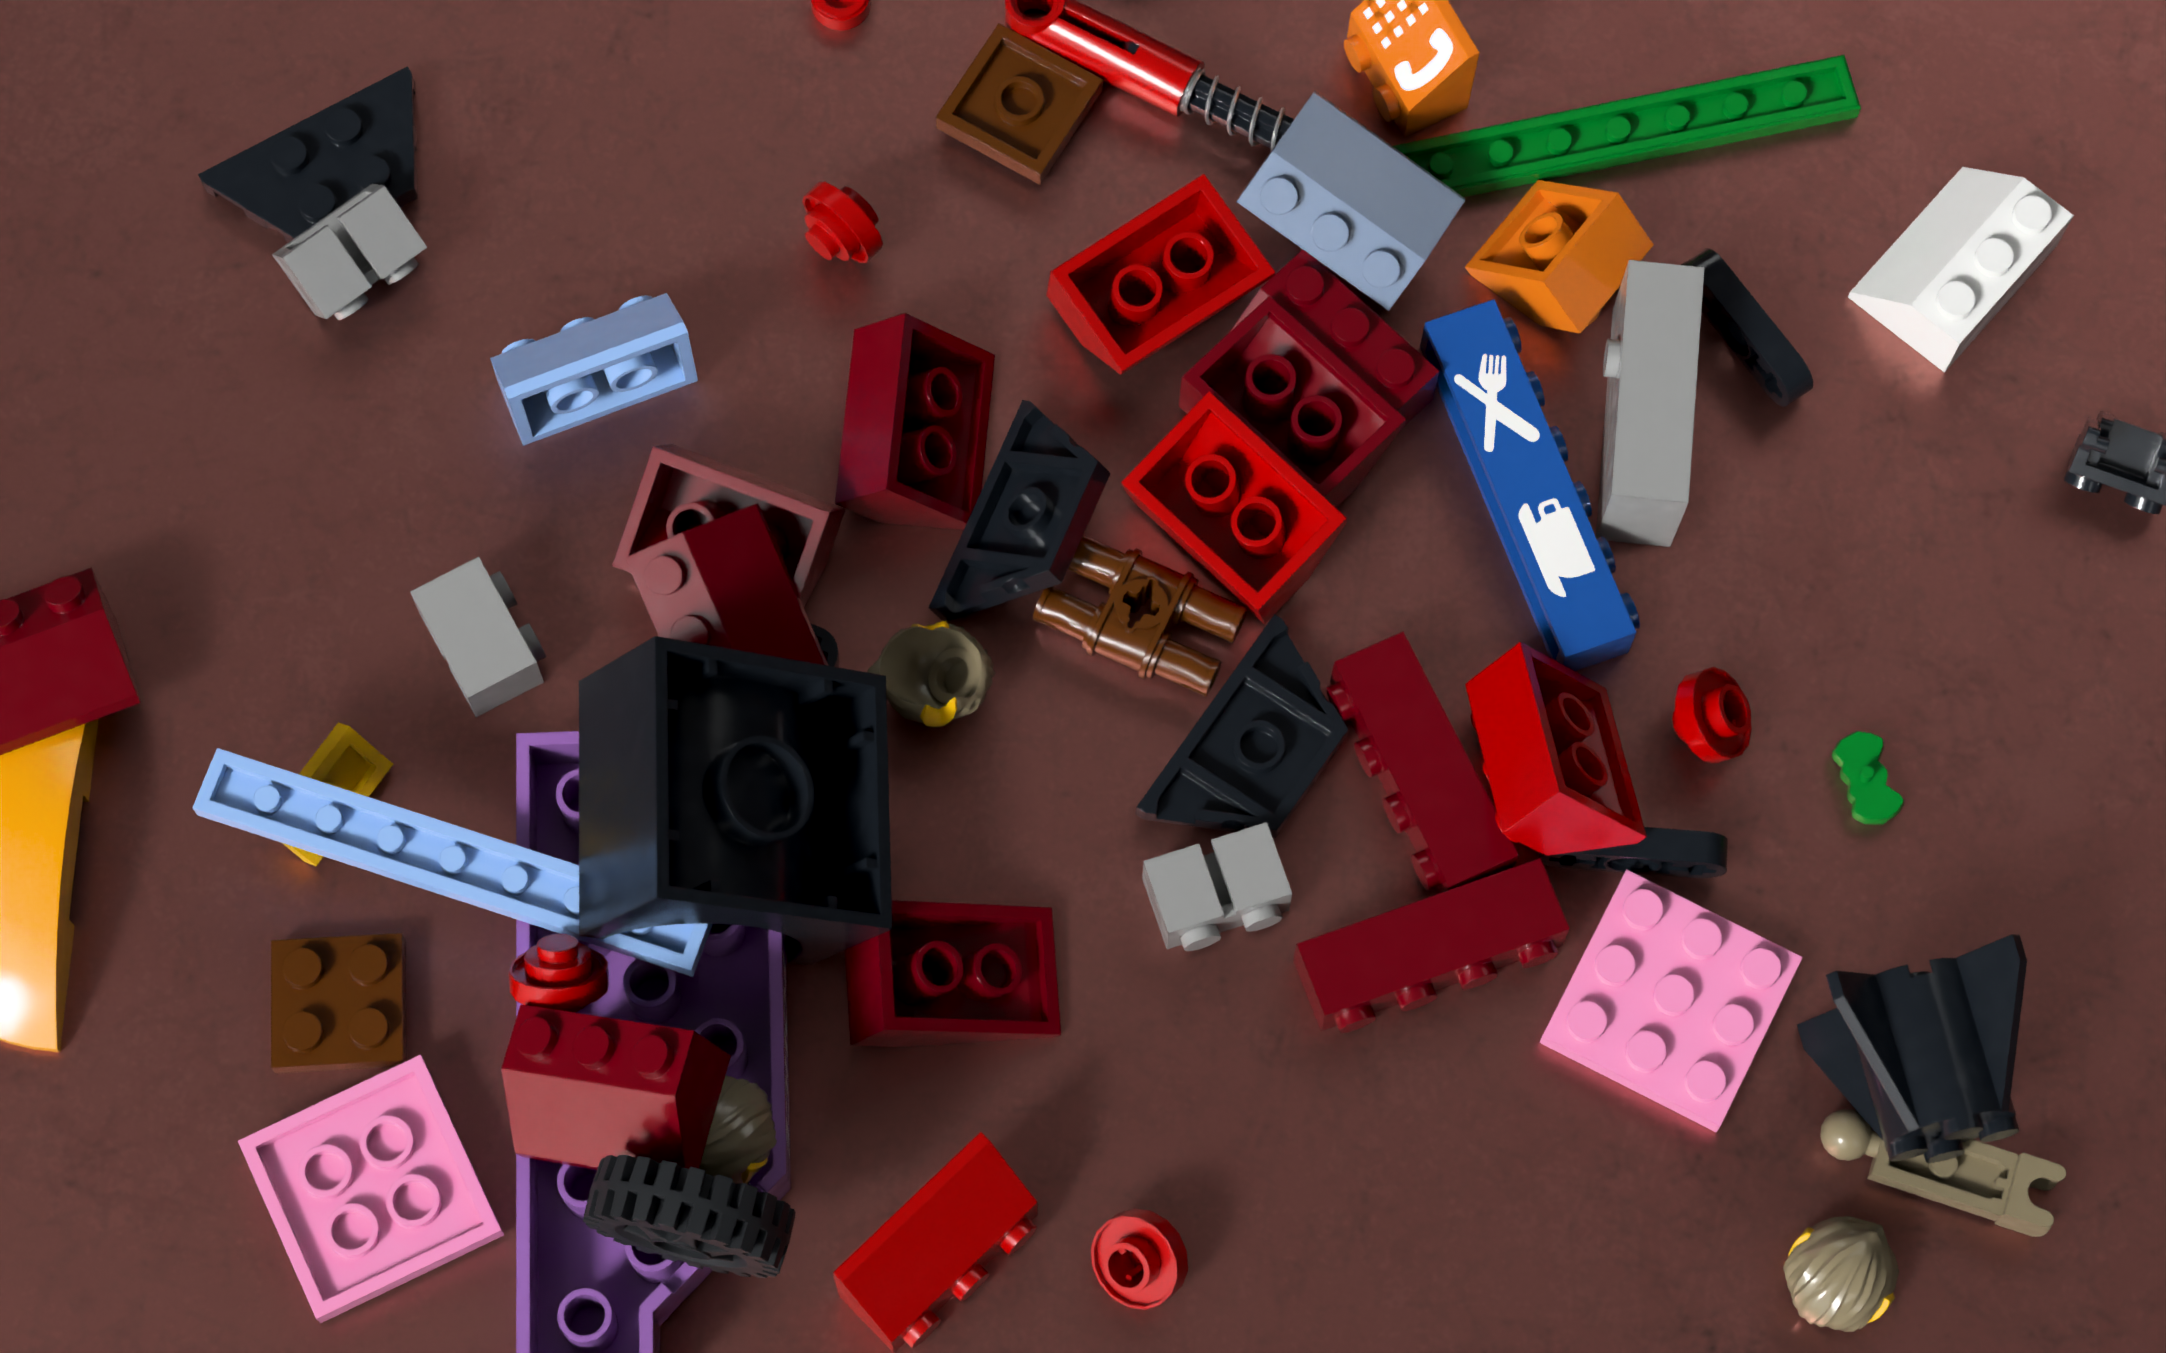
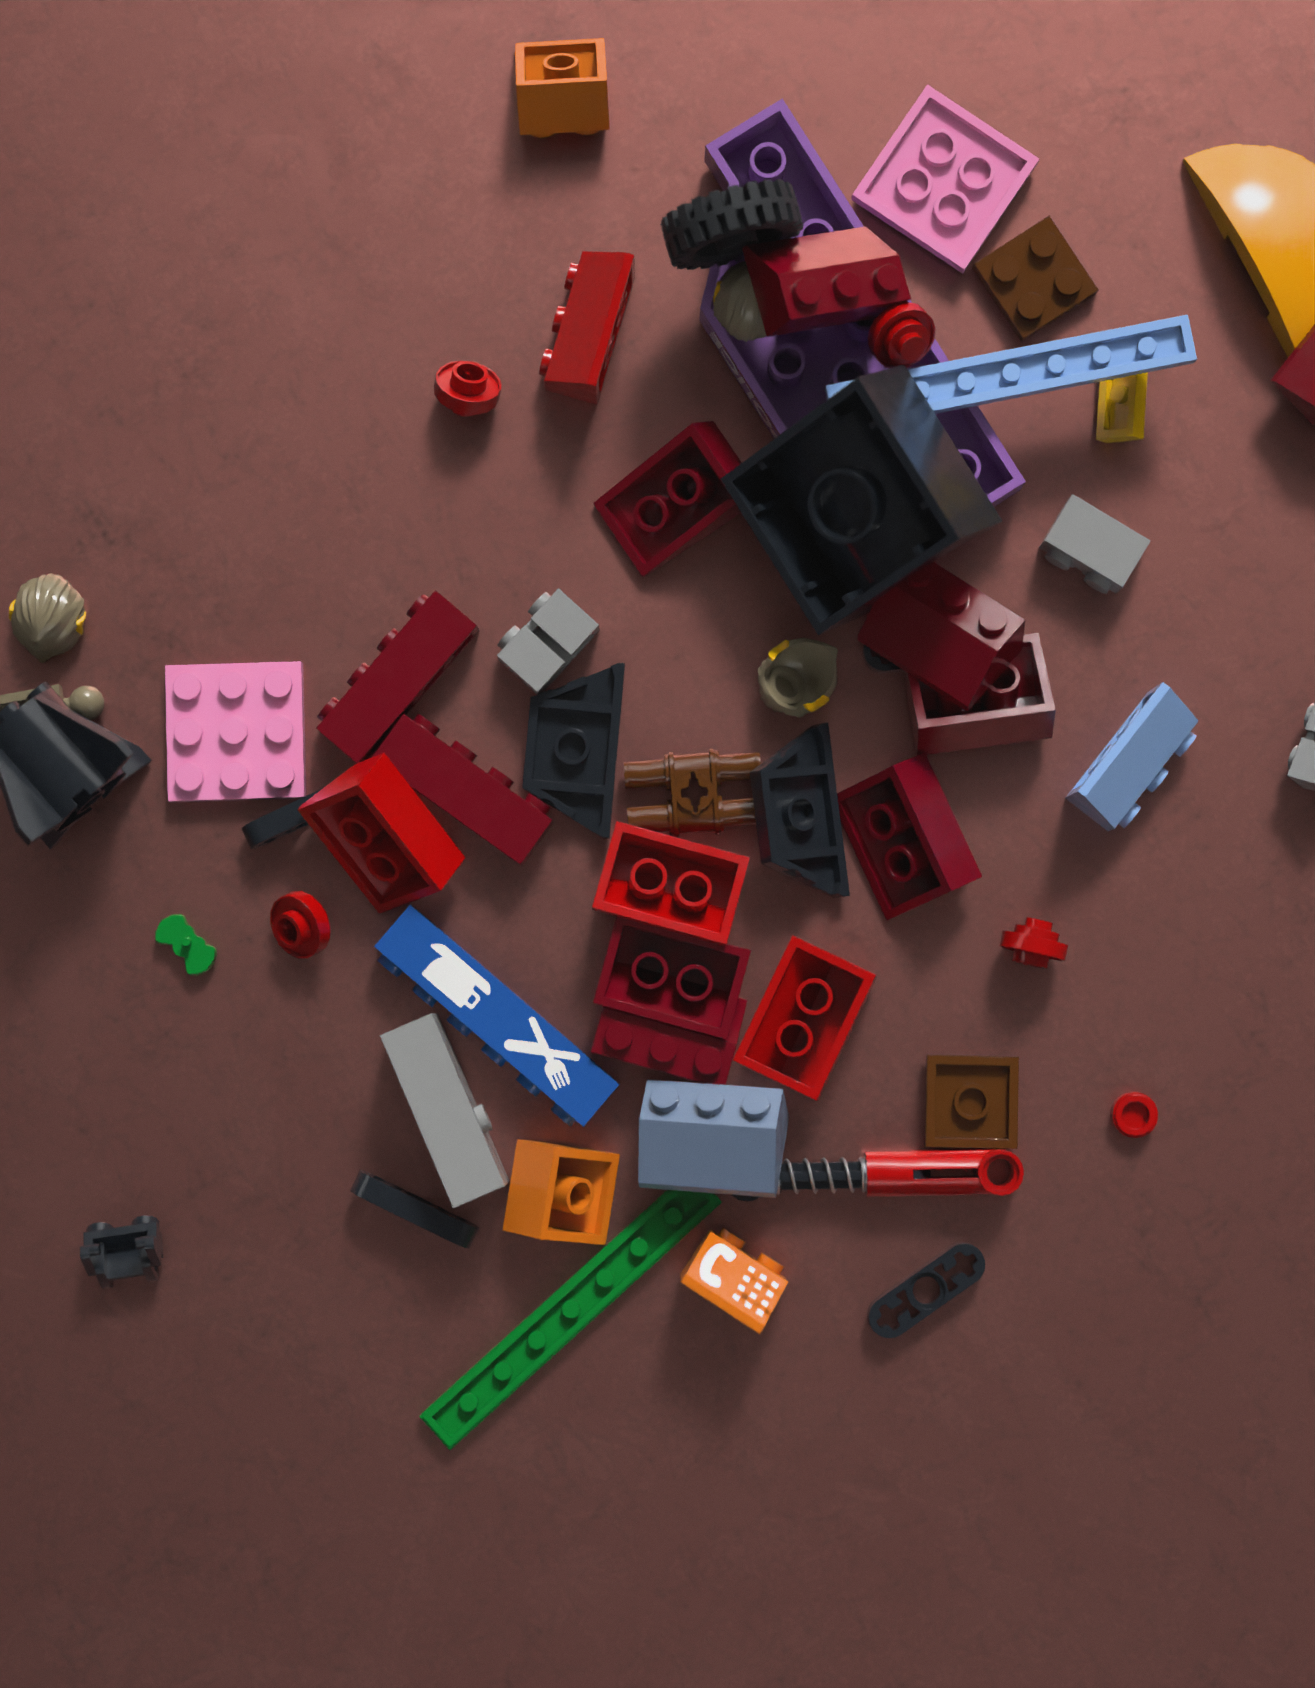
camera: 150 degrees right, 15 degrees up
(1961, 261) = (298, 1337): white slope -> none

